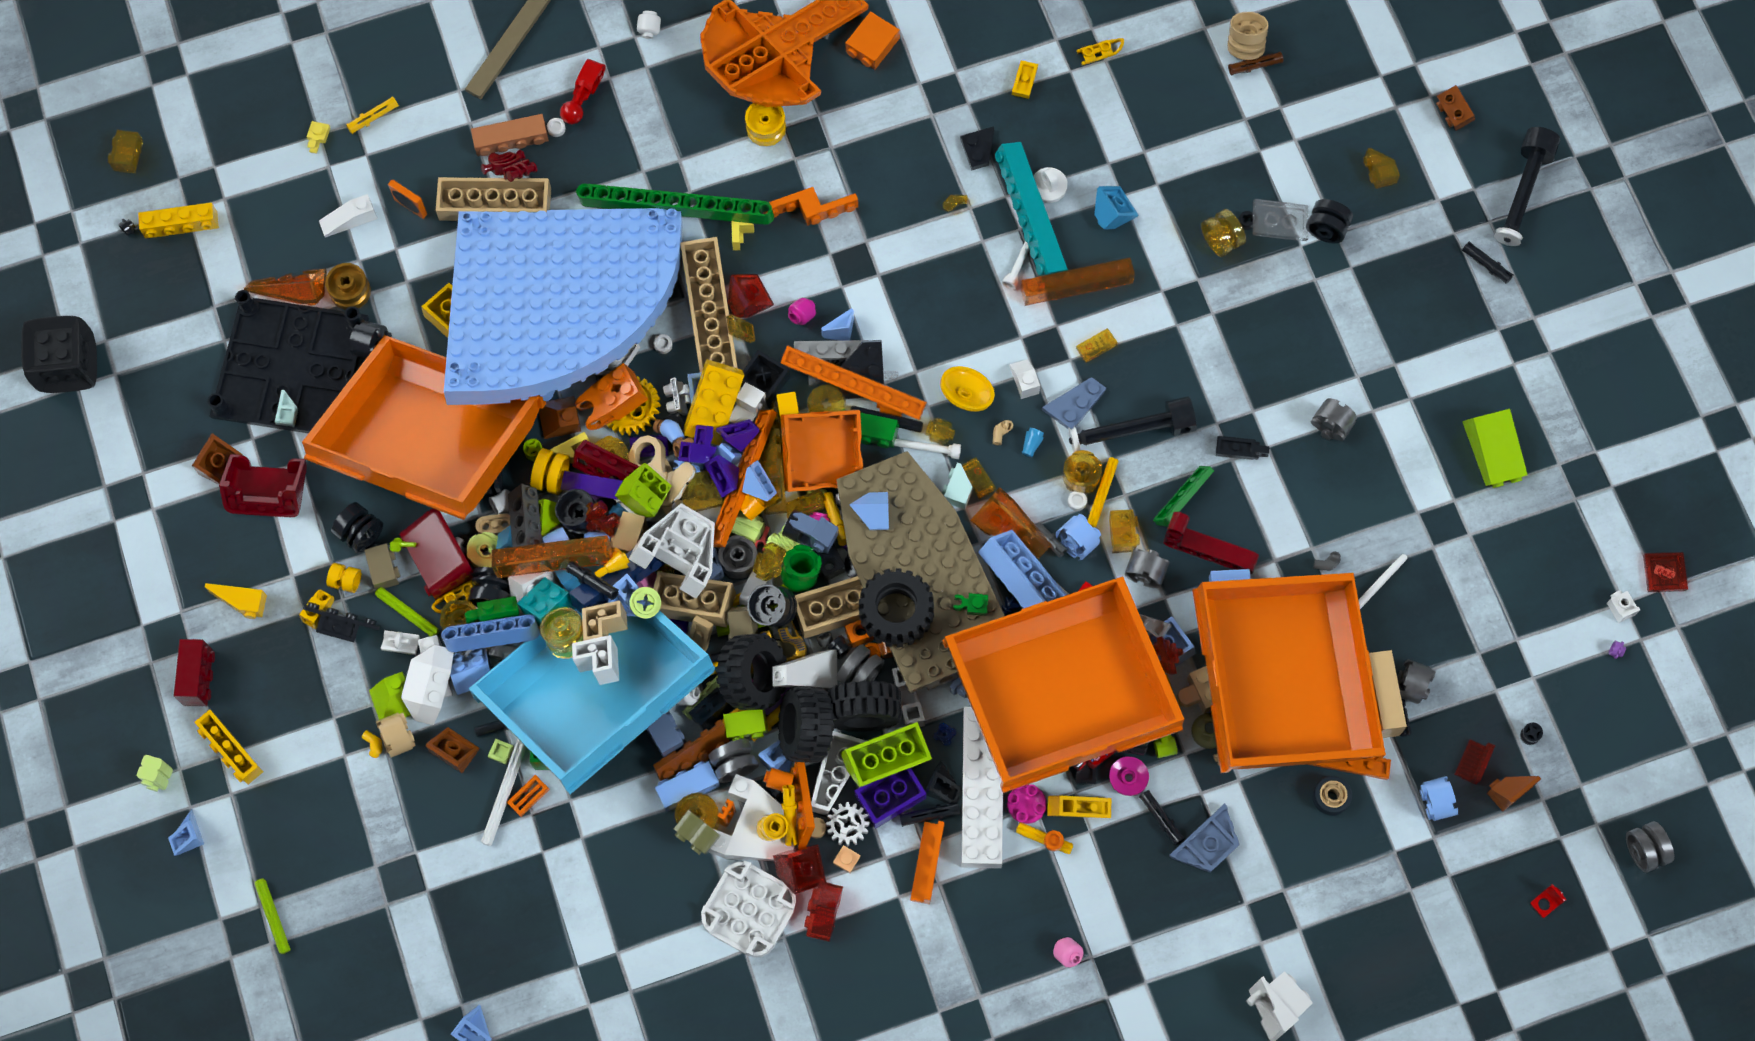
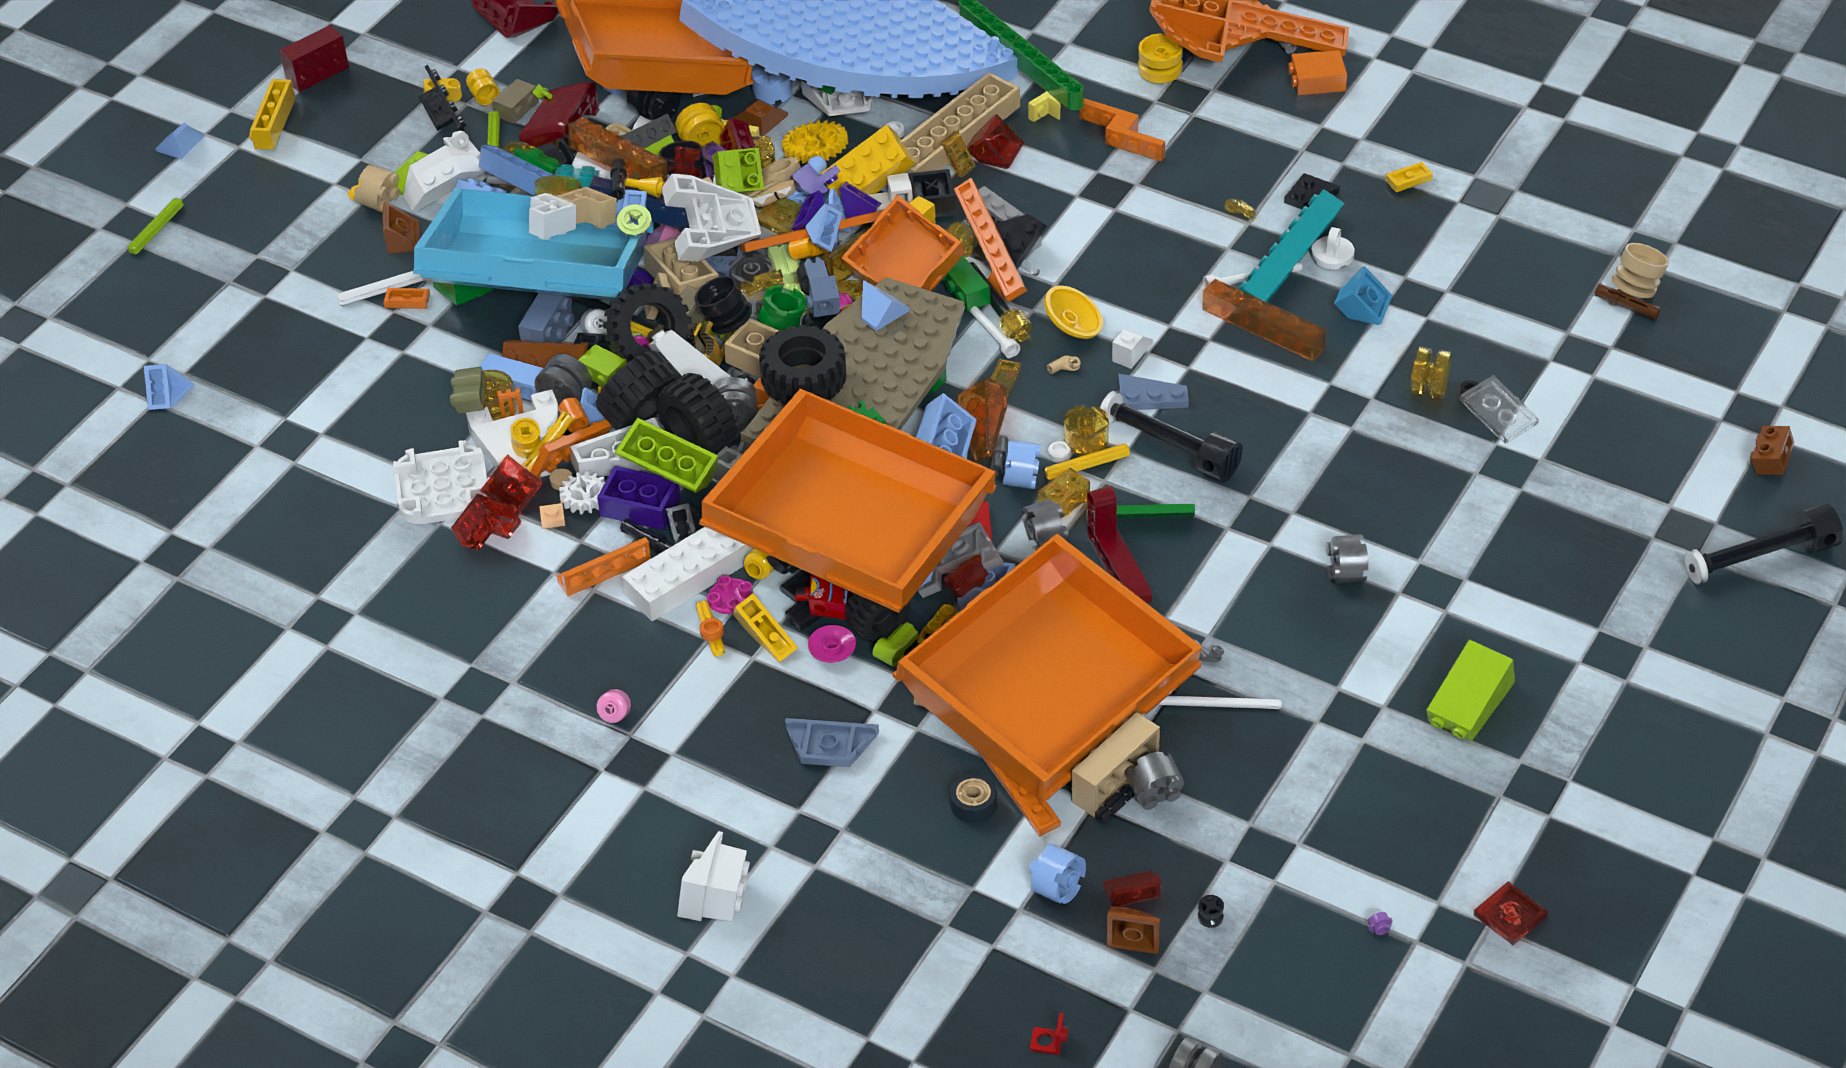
camera: 50 degrees right, 25 degrees down
(154, 773) = (209, 88): yellowish green brick -> none
(244, 600) = (407, 53): yellow slope -> none
(357, 527) = (532, 61): black wheel -> none
(612, 397) = (806, 117): orange brick -> none
(801, 311) = (1021, 181): dark pink head -> none
(839, 328) = (1043, 210): light blue slope -> none
(959, 487) = (976, 367): light aqua slope -> none
(1032, 441) = (1078, 387): dark azure cone -> none
(1096, 345) = (1222, 373): clear yellow tile -> none
(1103, 47) = (1505, 204): yellow piece -> none
(1176, 836) = (814, 700): black pin -> none
(1240, 448) = (1243, 522): black hinge -> none
(1329, 221) = (1538, 433): black wheel -> none
(1381, 167) = (1642, 443): clear yellow slope -> none
(1490, 264) = (1654, 581): black pin -> none
(1620, 611) = (1433, 893): white brick -> none

